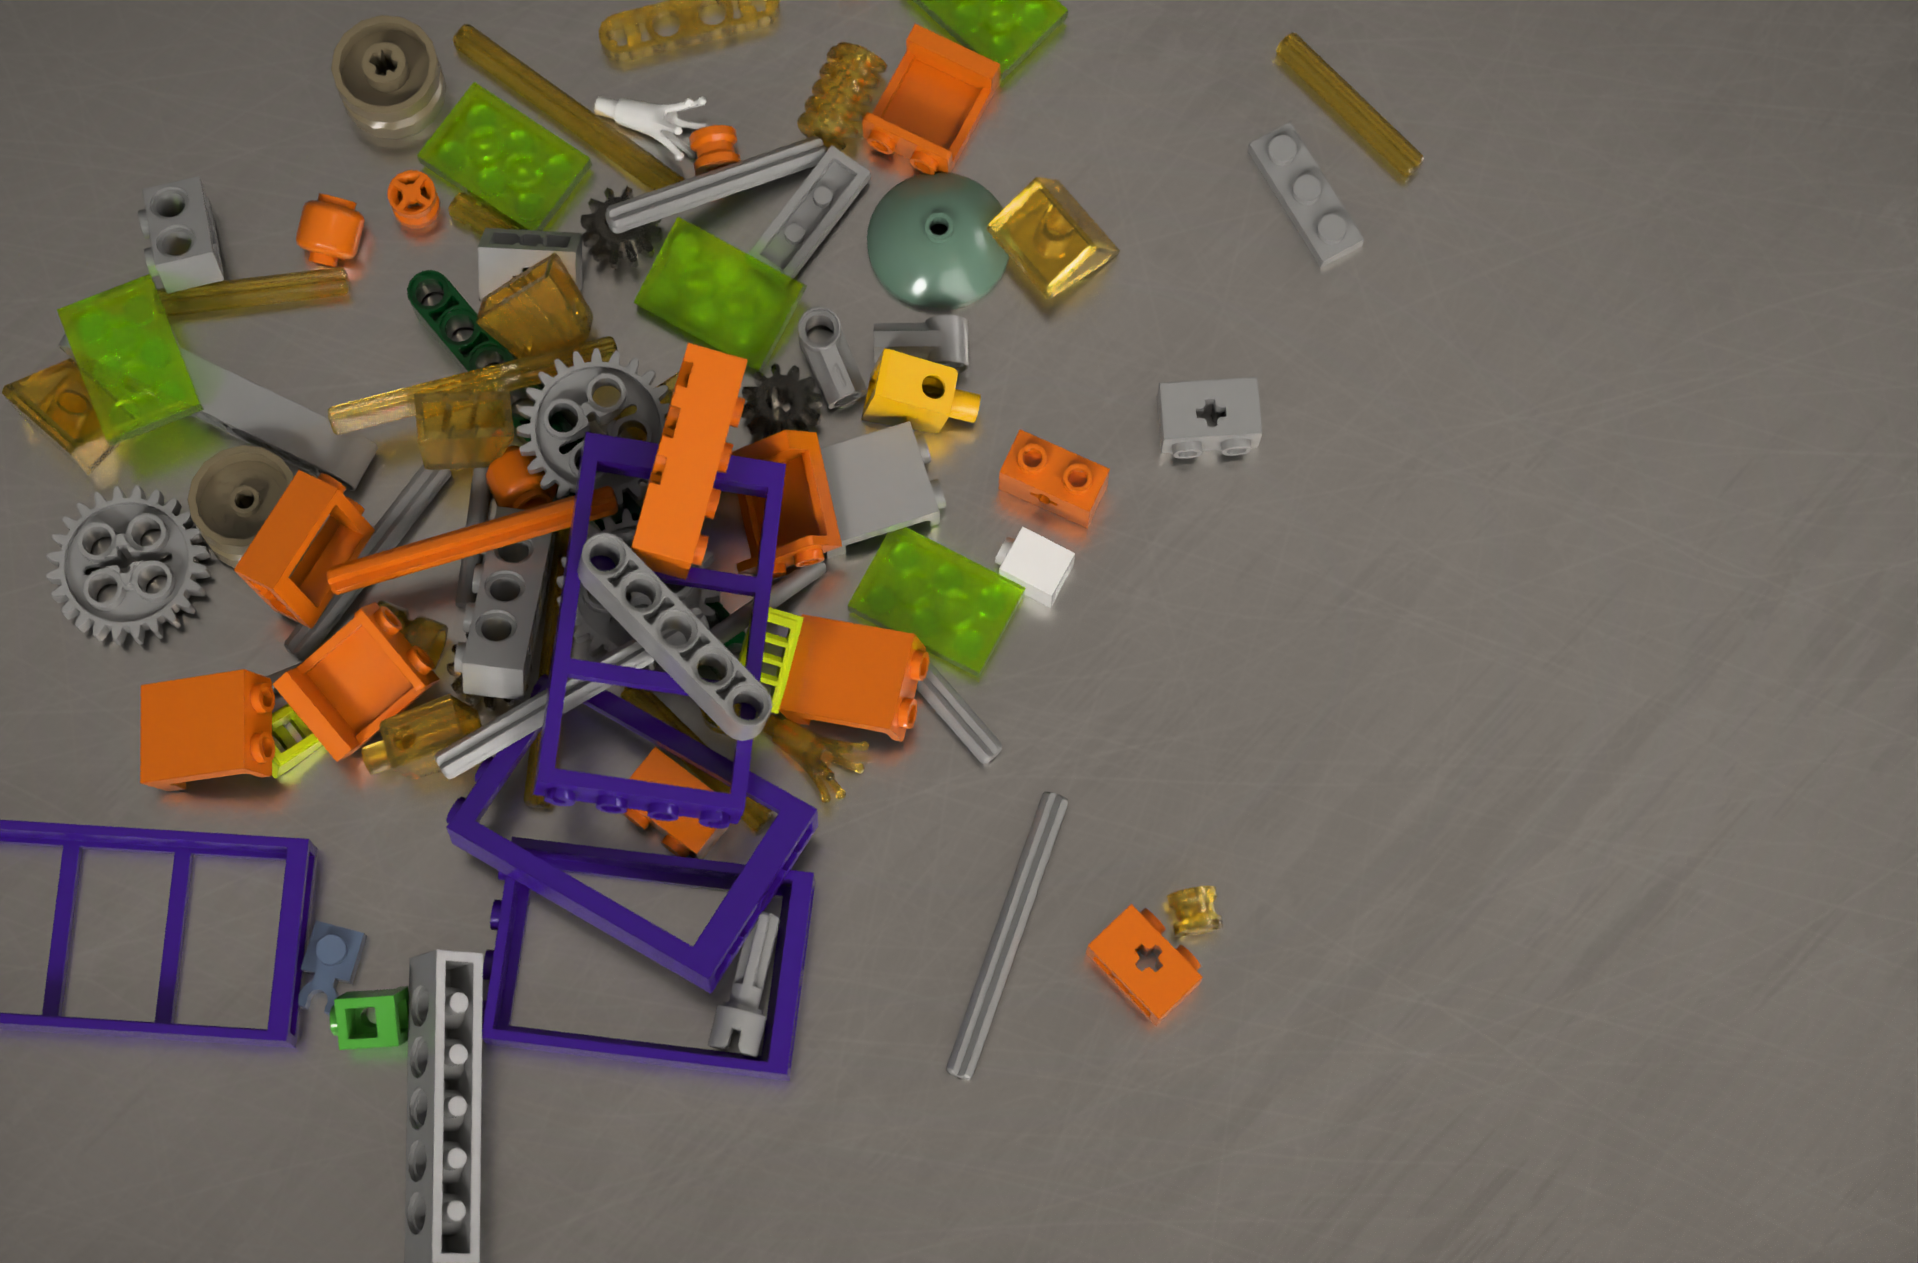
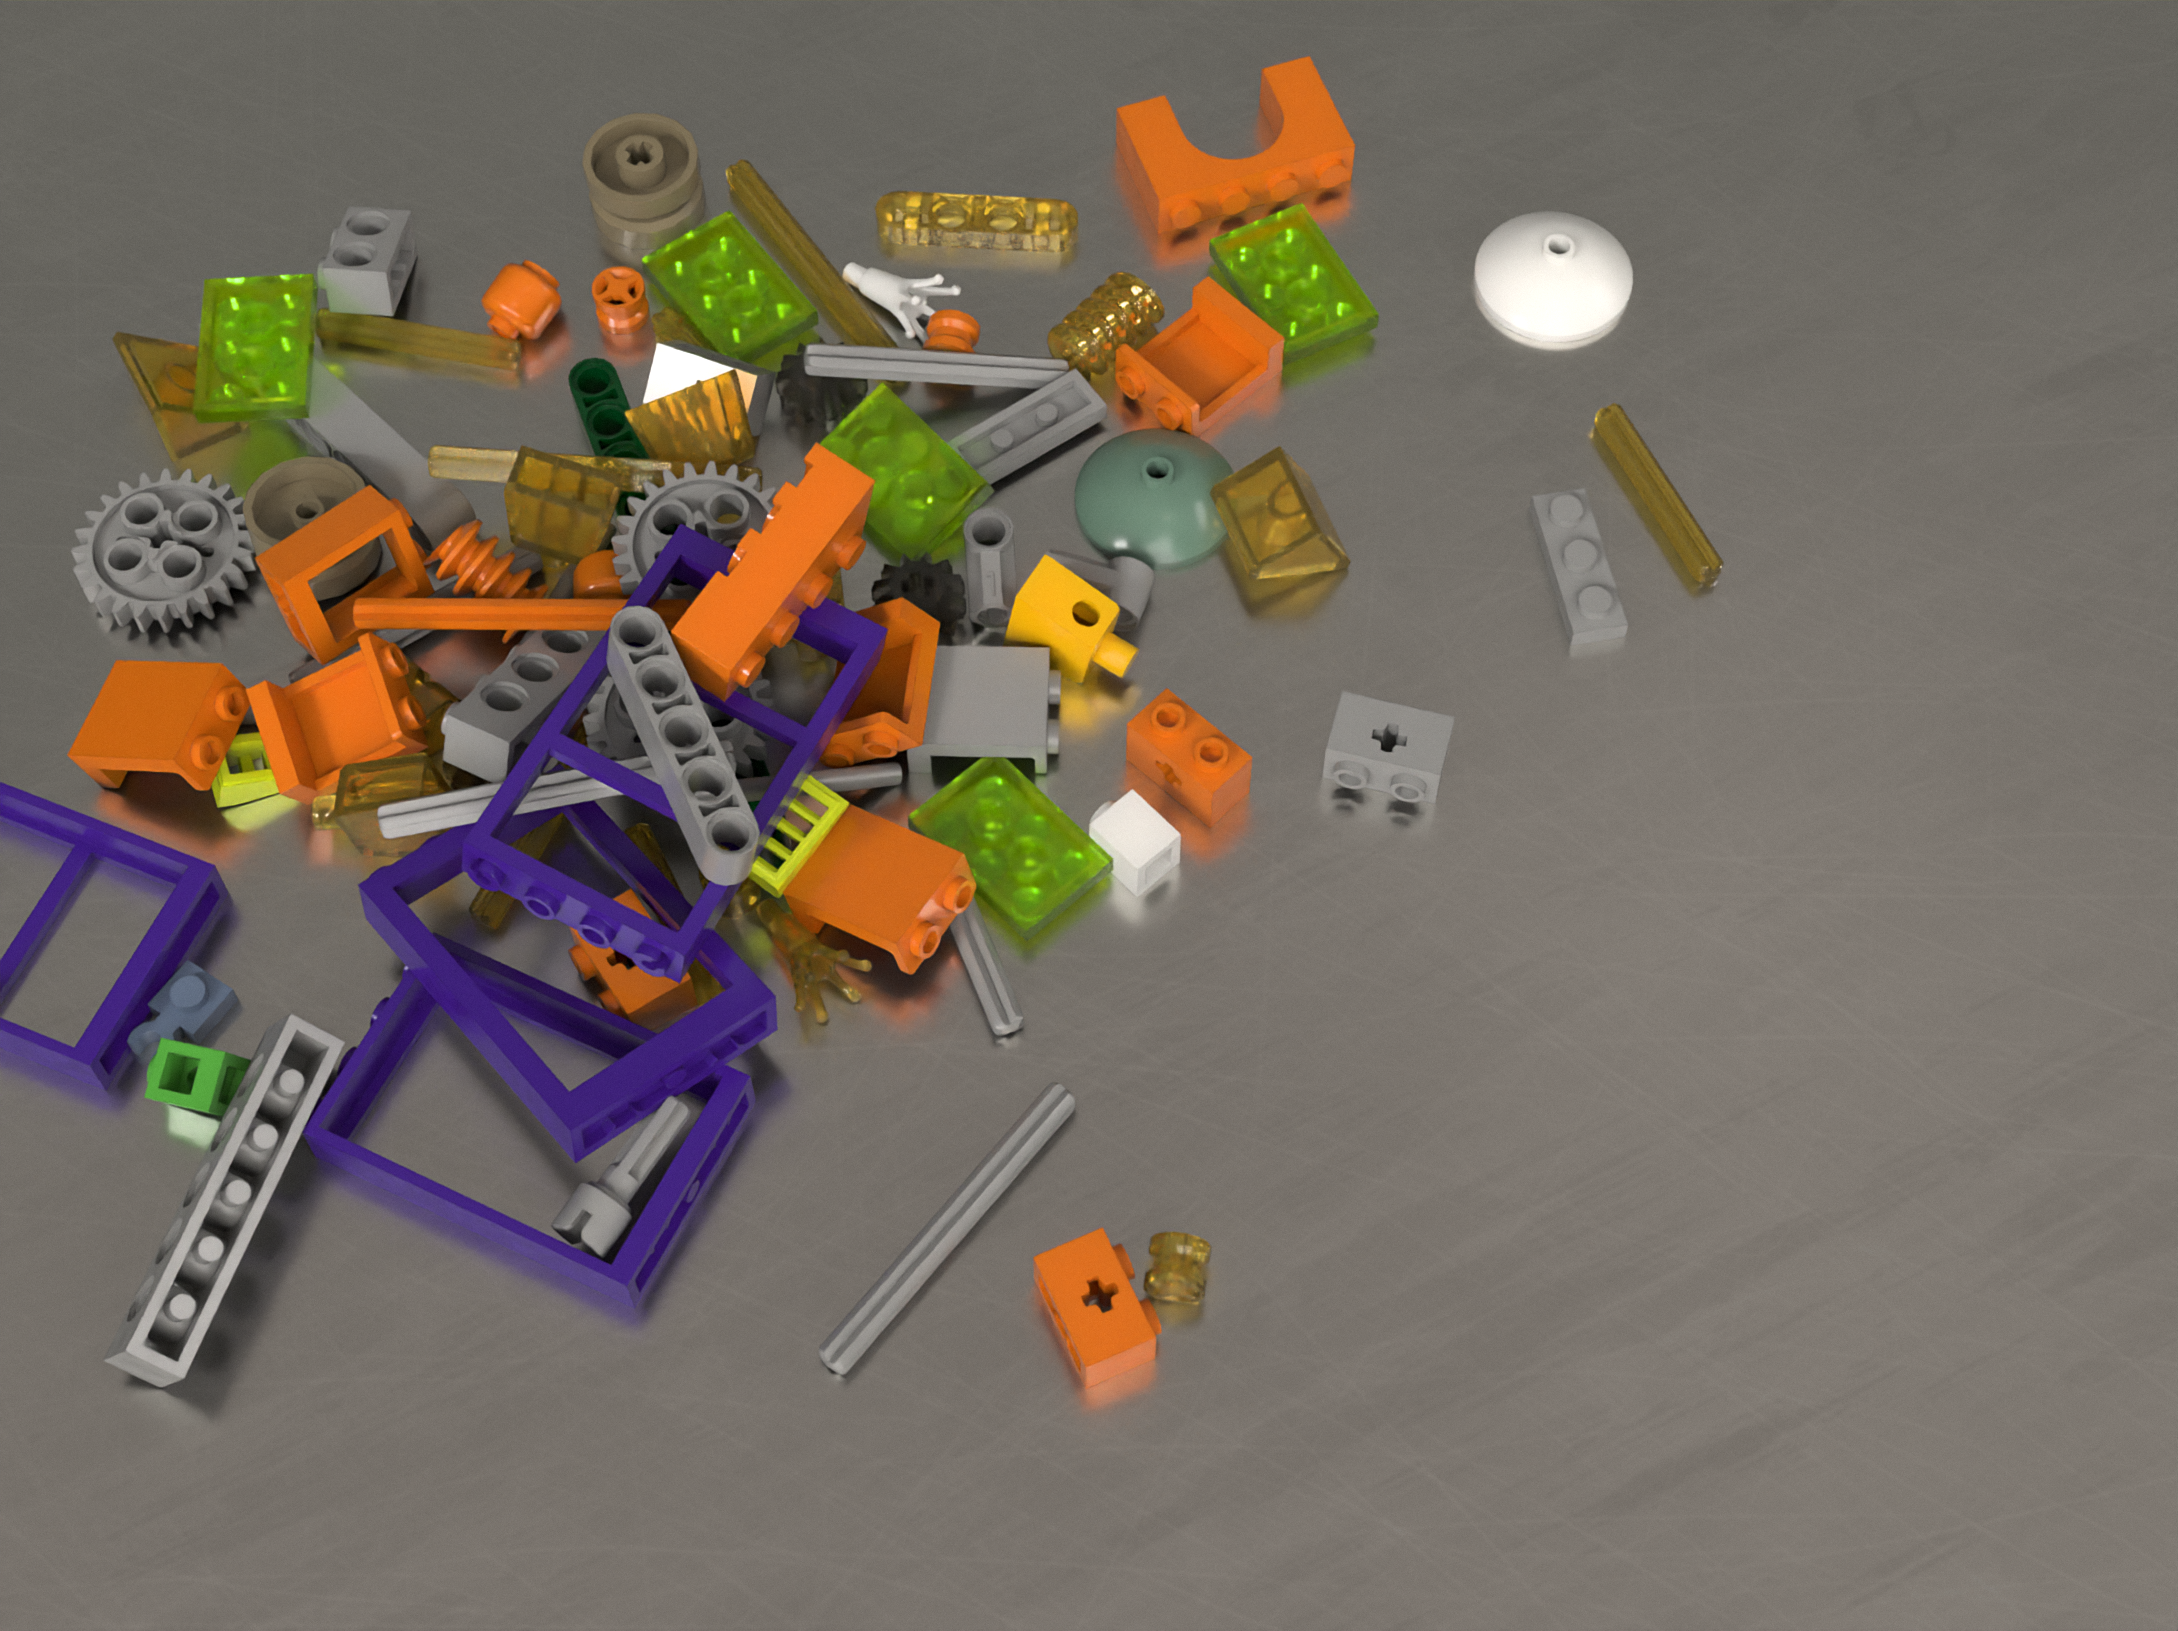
camera: 20 degrees right, 15 degrees down
(418, 504) = (480, 570): none -> orange piece

